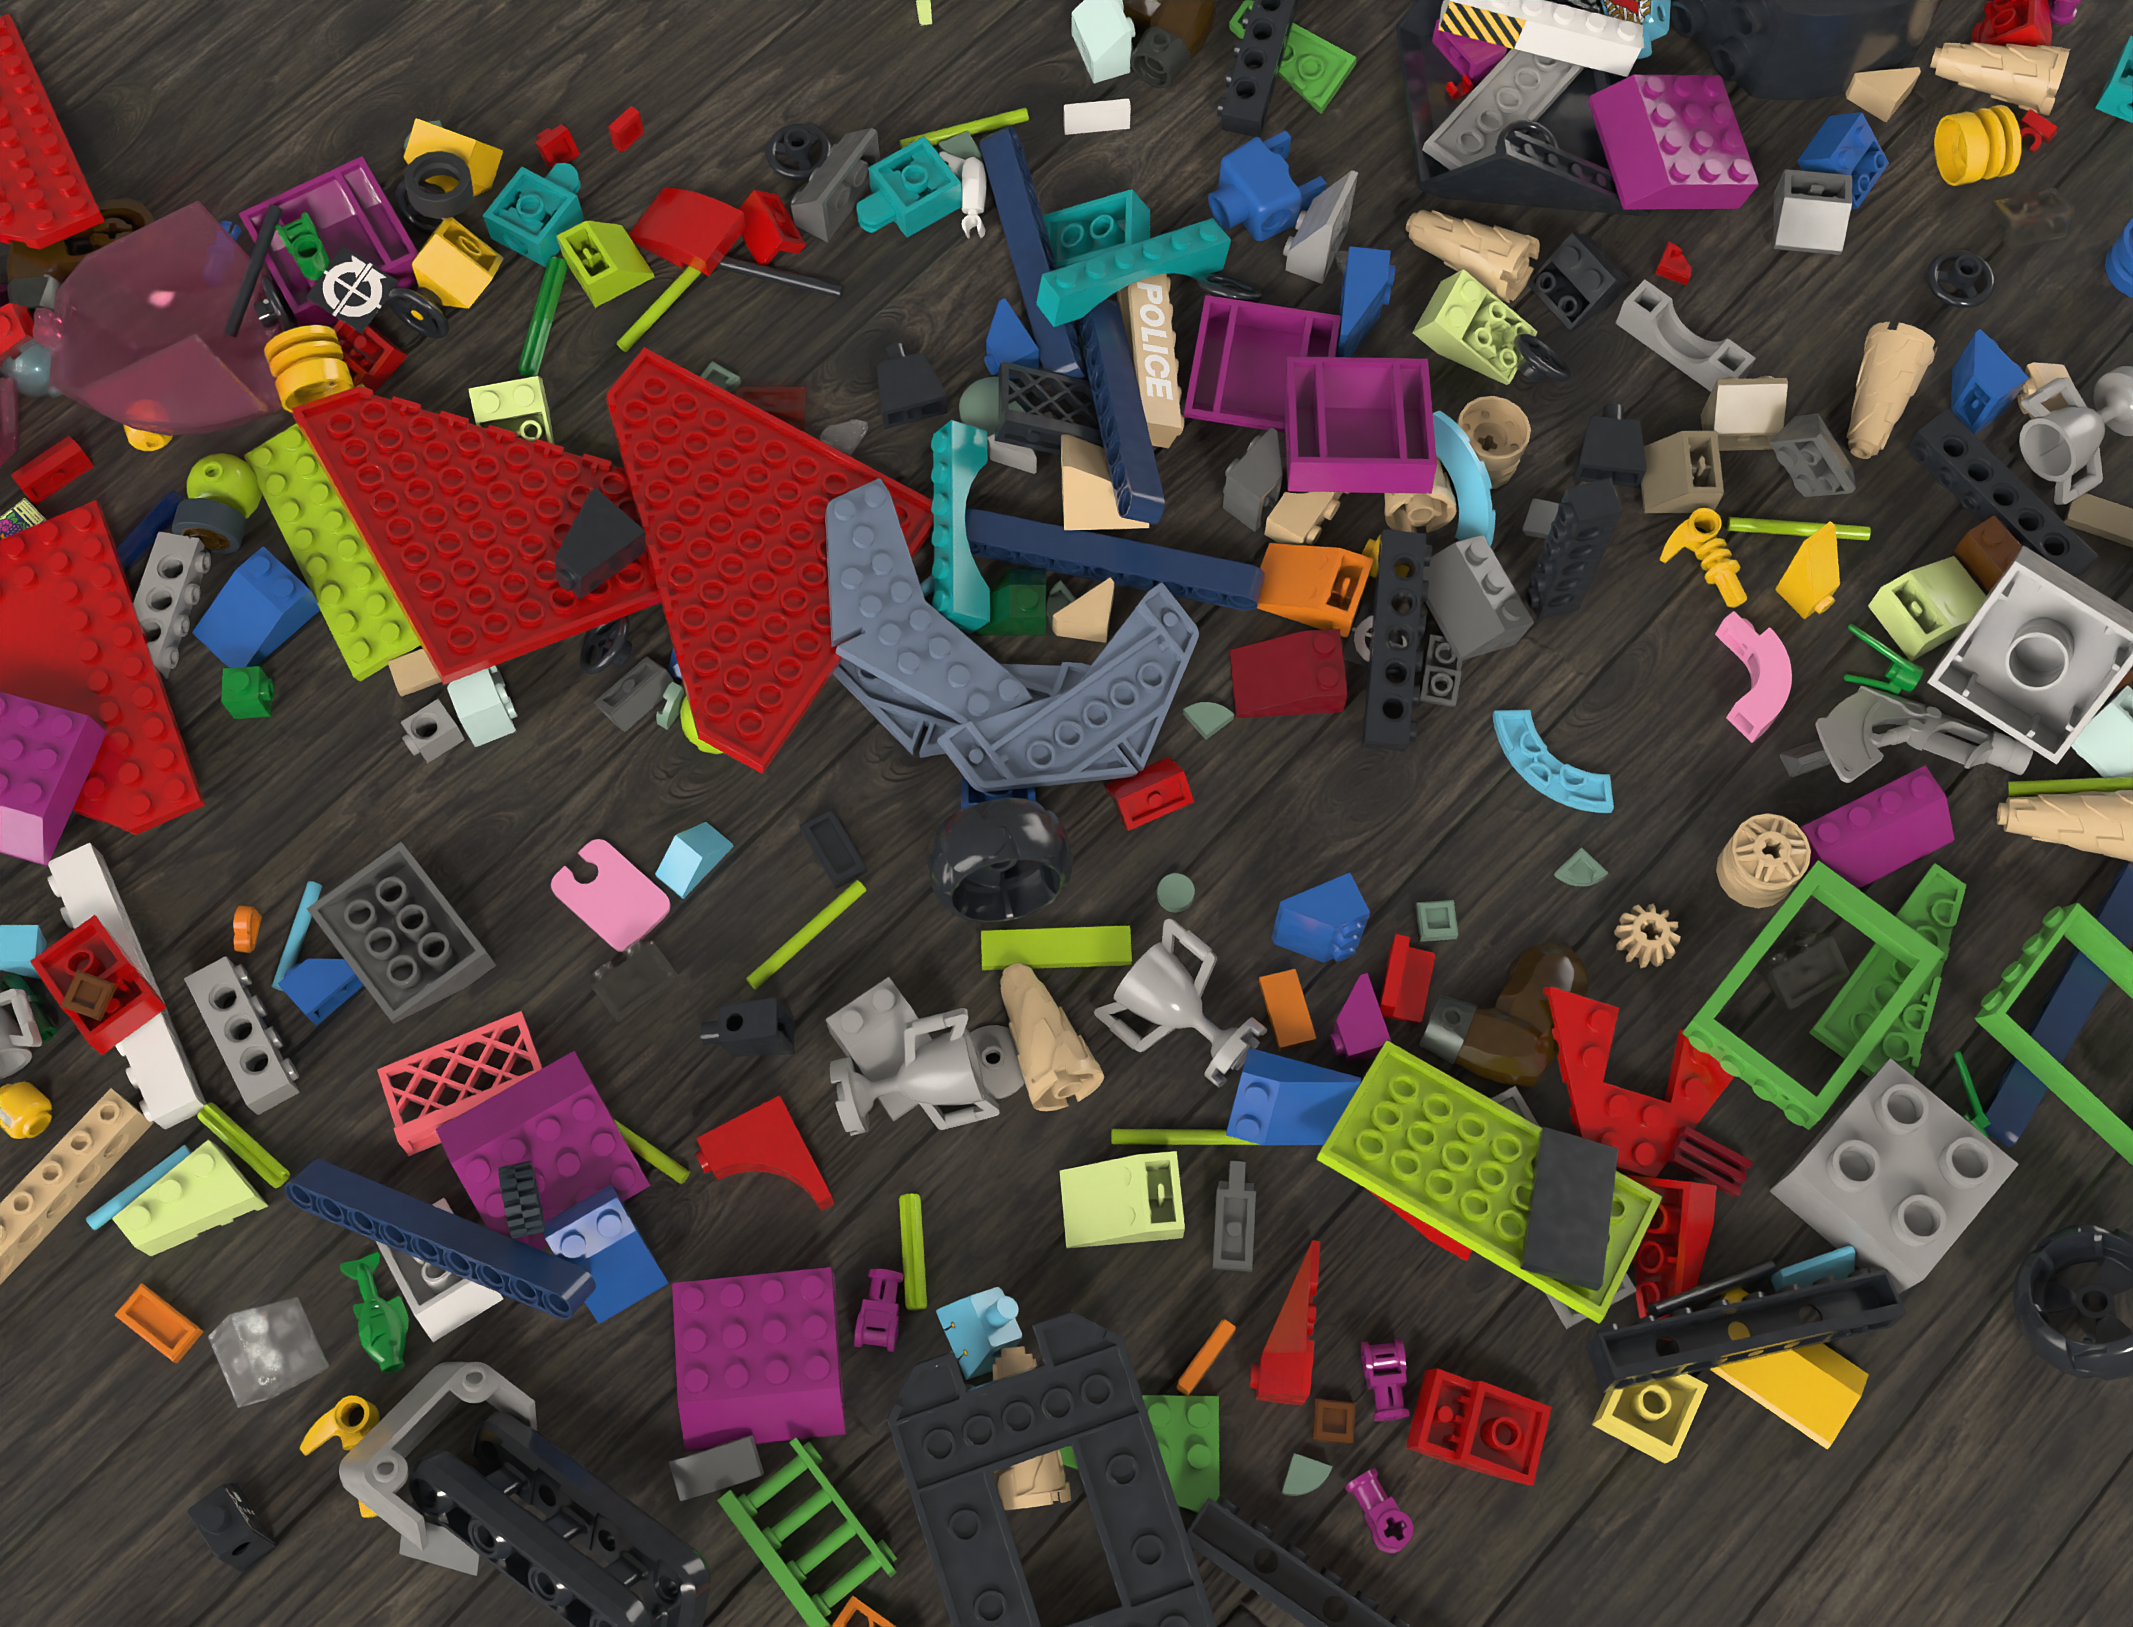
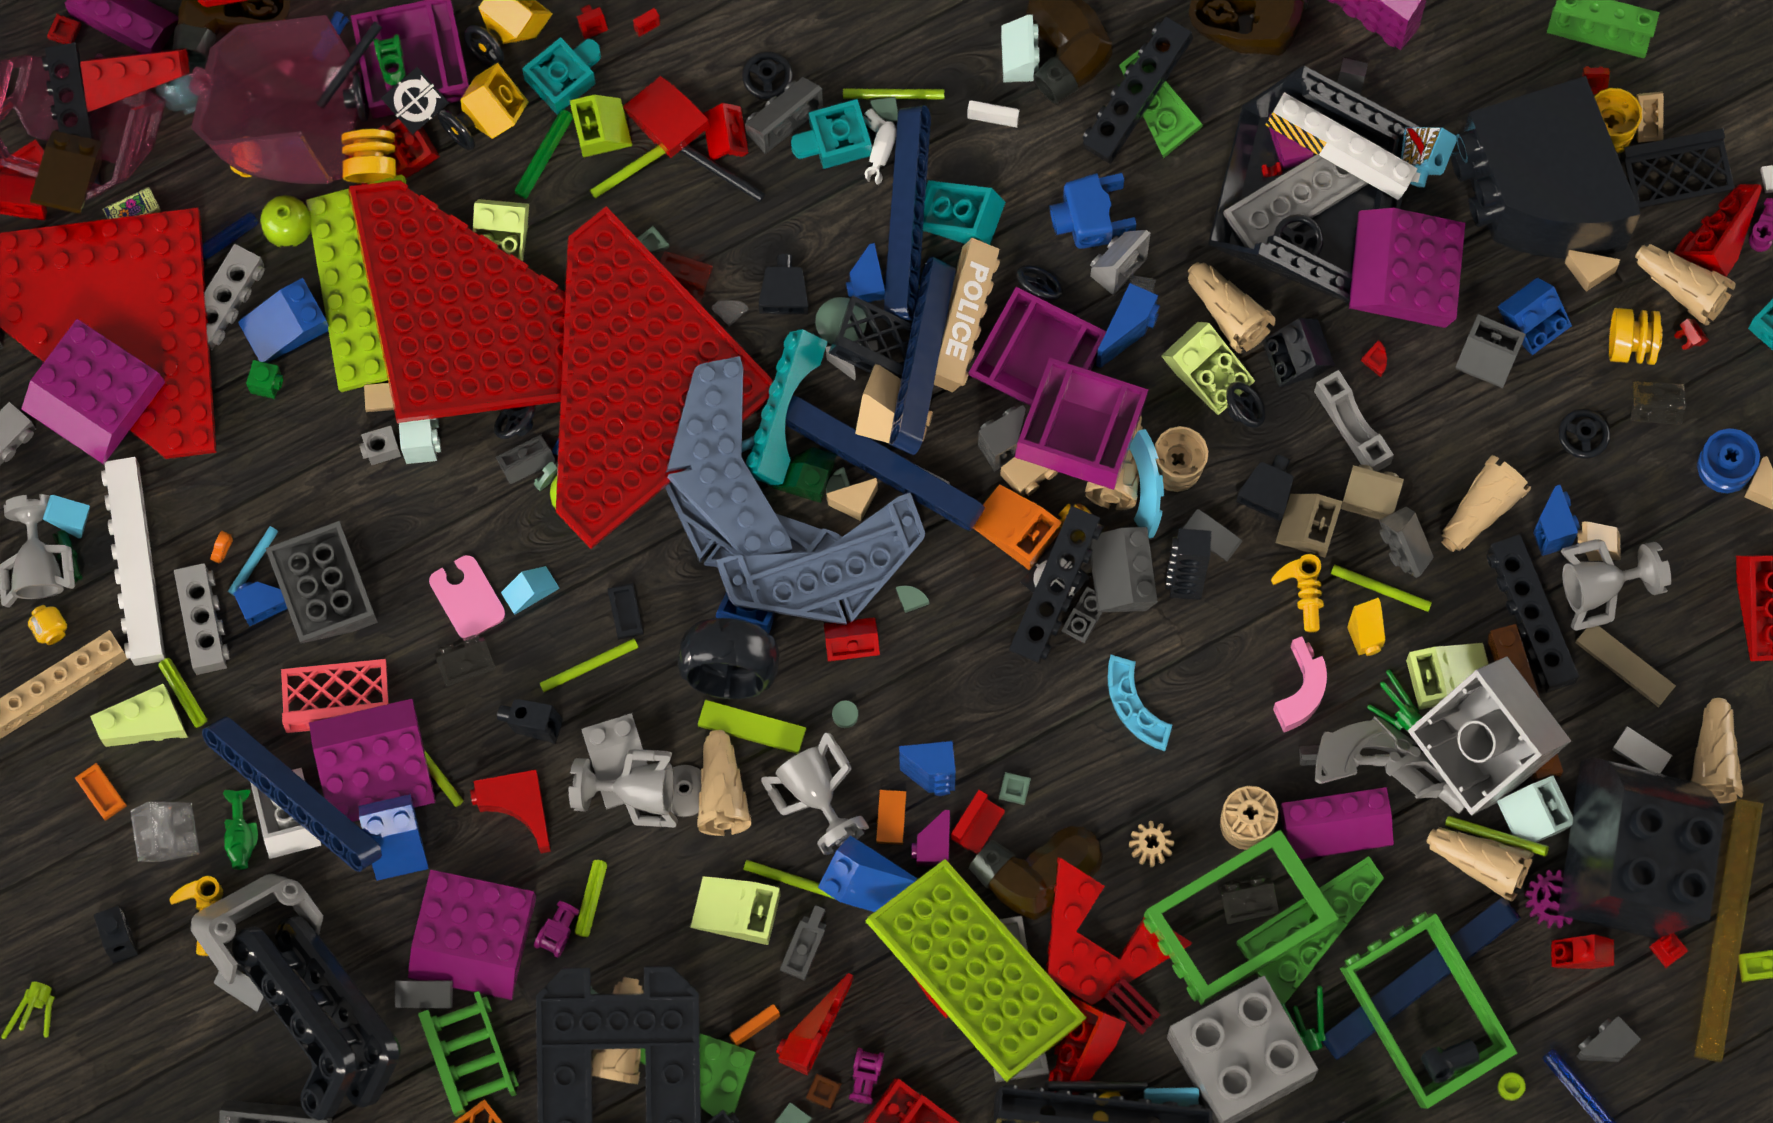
camera: 20 degrees right, 5 degrees up
(52, 470) = (171, 169): red panel -> none
(89, 995) = (113, 566): reddish brown tile -> none
(97, 952) = (118, 558): red slope -> none
(133, 1191) = (109, 699): medium azure bar -> none
(212, 522) = (271, 248): black wheel -> none
(438, 164) = (499, 24): black tyre -> none
(521, 1199) = (351, 787): black bush -> none
(597, 545) = (528, 351): black slope -> none
(980, 1328) = (616, 959): medium azure torso -> none
(1078, 288) = (927, 256): teal arch -> none
(1290, 675) = (977, 585): dark red slope -> none
(1570, 1209) = (1017, 1004): black tile -> none
(1581, 870) = (1126, 784): sand green tile -> none

